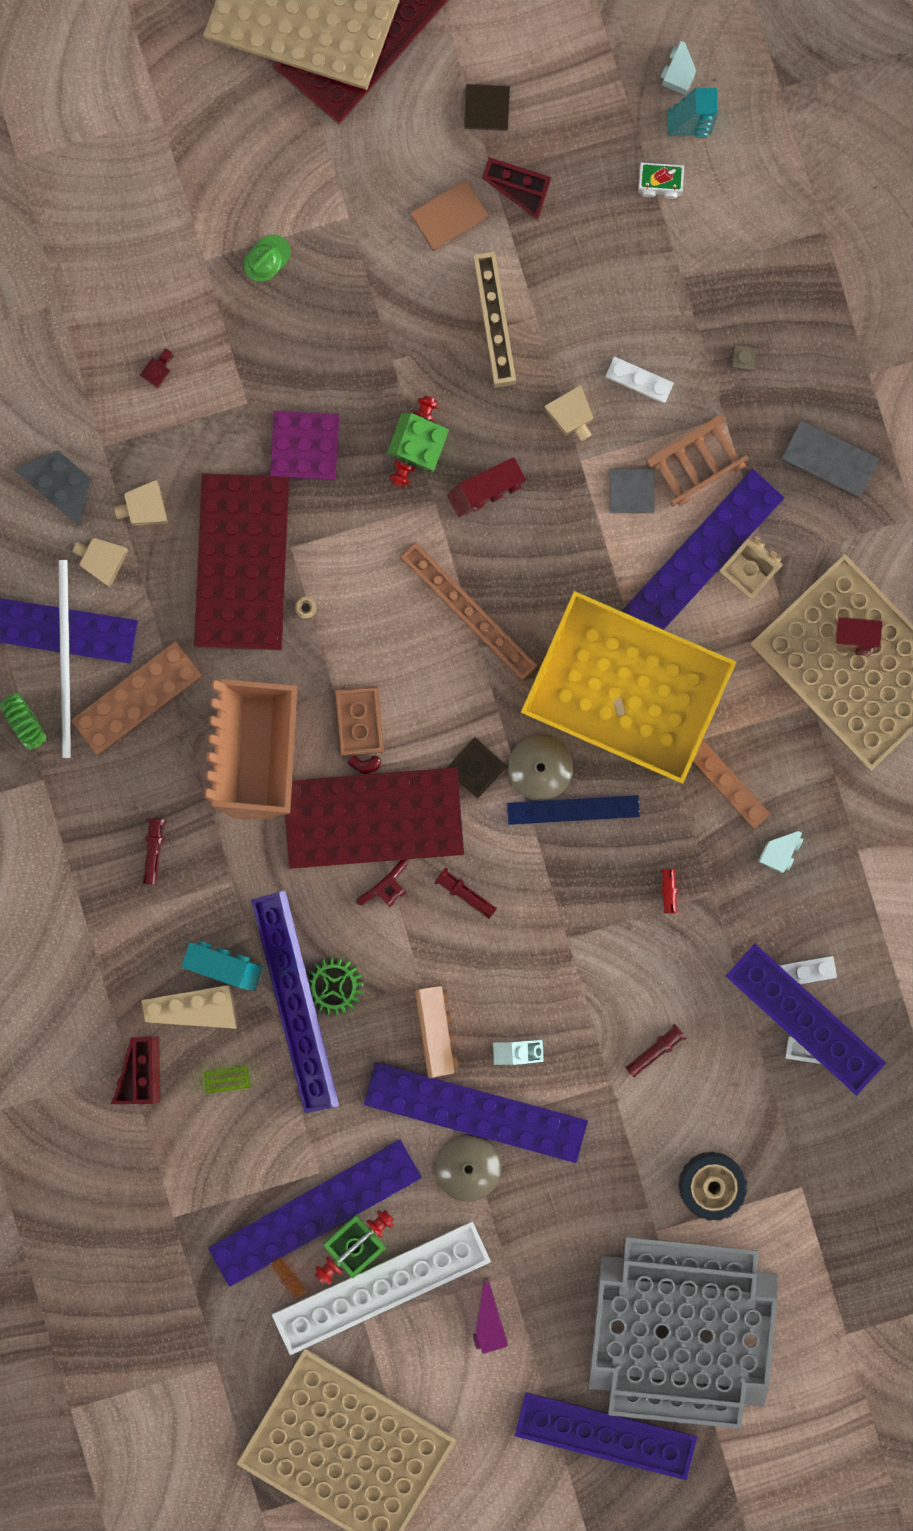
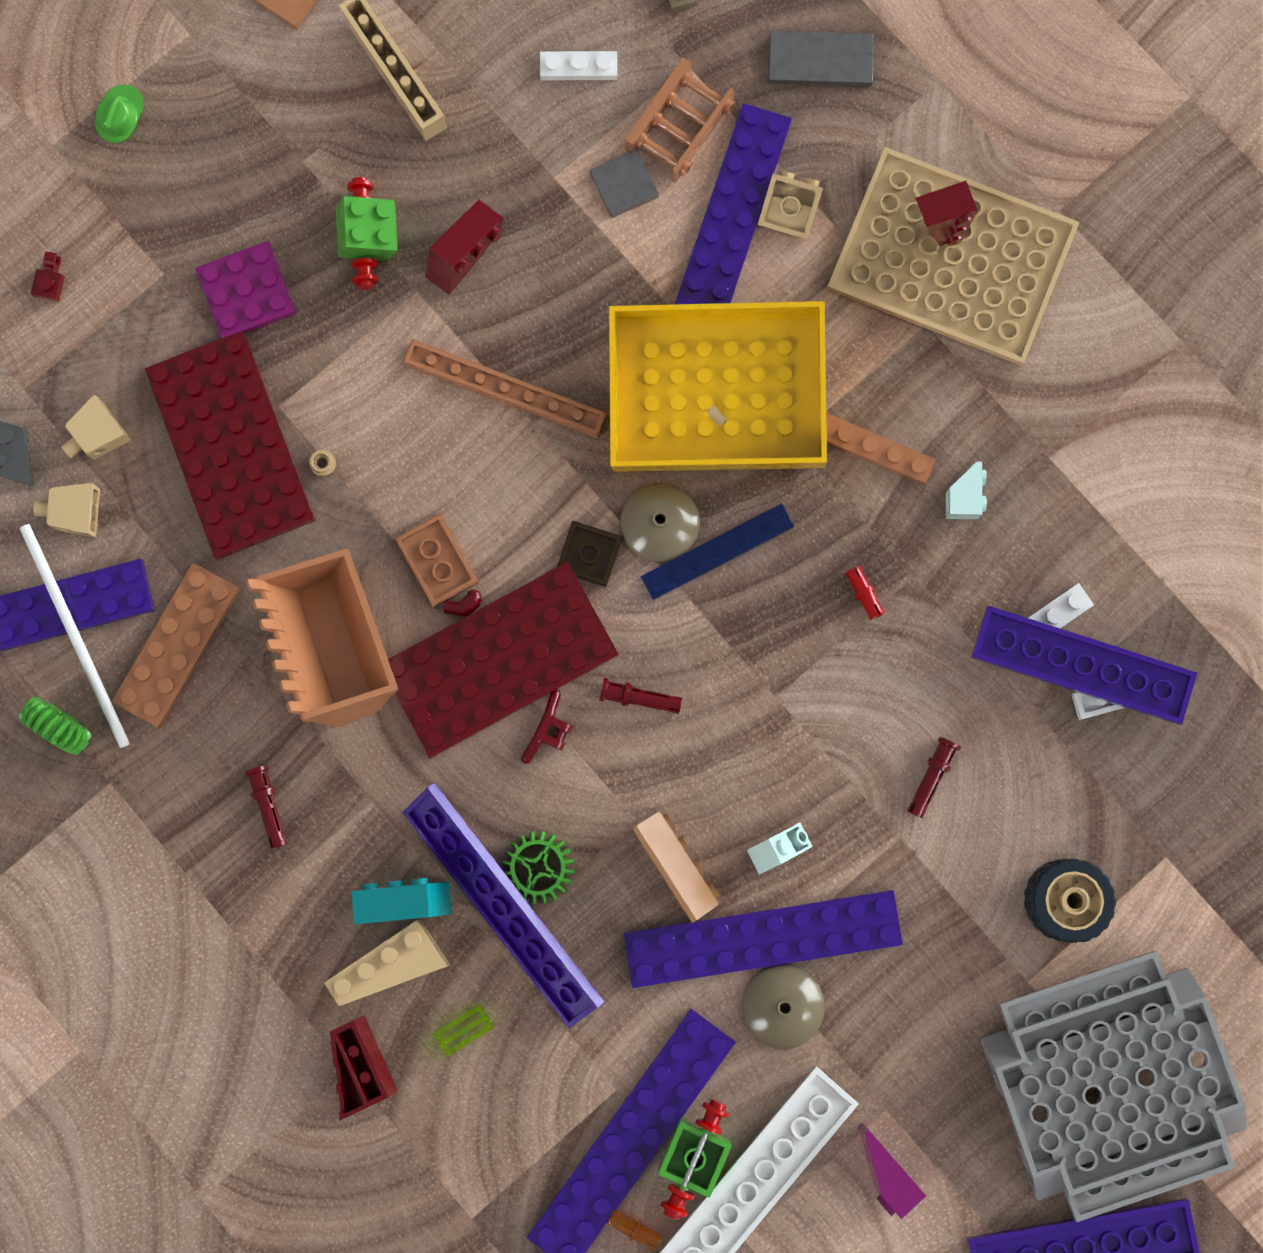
camera: 20 degrees left, 5 degrees down
(571, 413) = (520, 129): tan torso -> none

